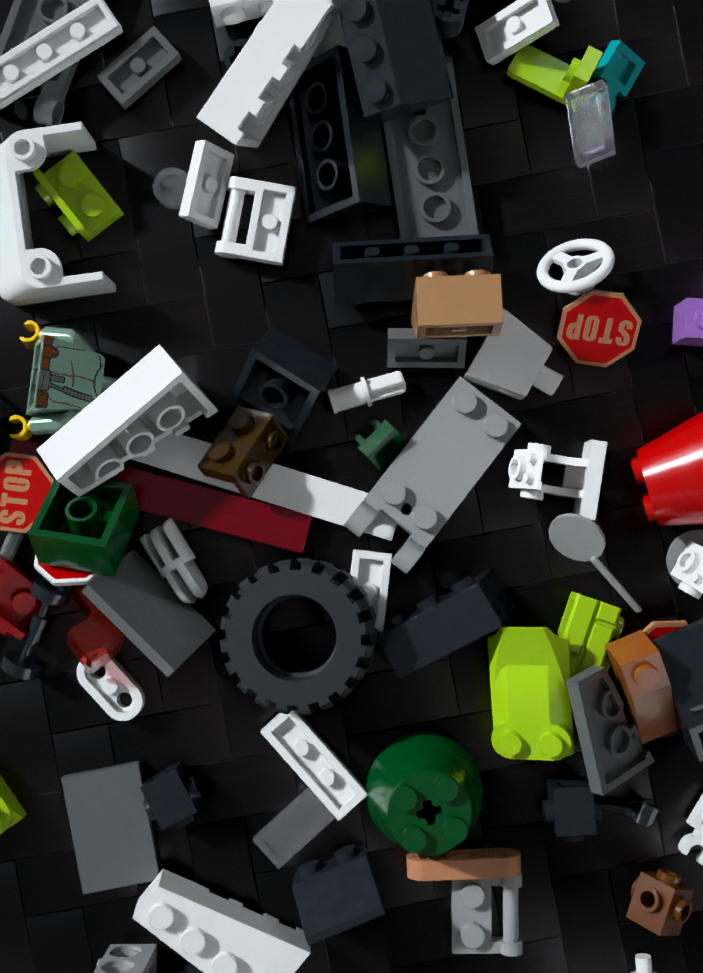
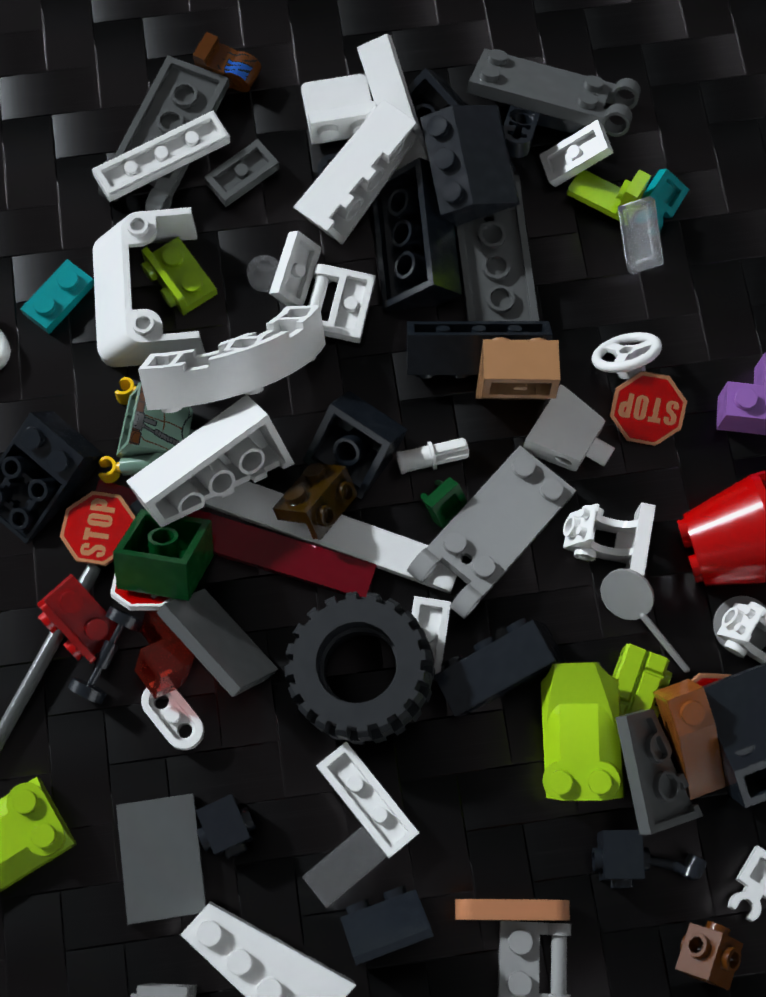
camera: 10 degrees left, 15 degrees down
(148, 312) = (238, 366): none -> white brick
(175, 561) = (244, 600): white arm -> none
(409, 352) = (489, 418): dark grey plate -> none
(417, 770) = (460, 860): dark green cone -> none

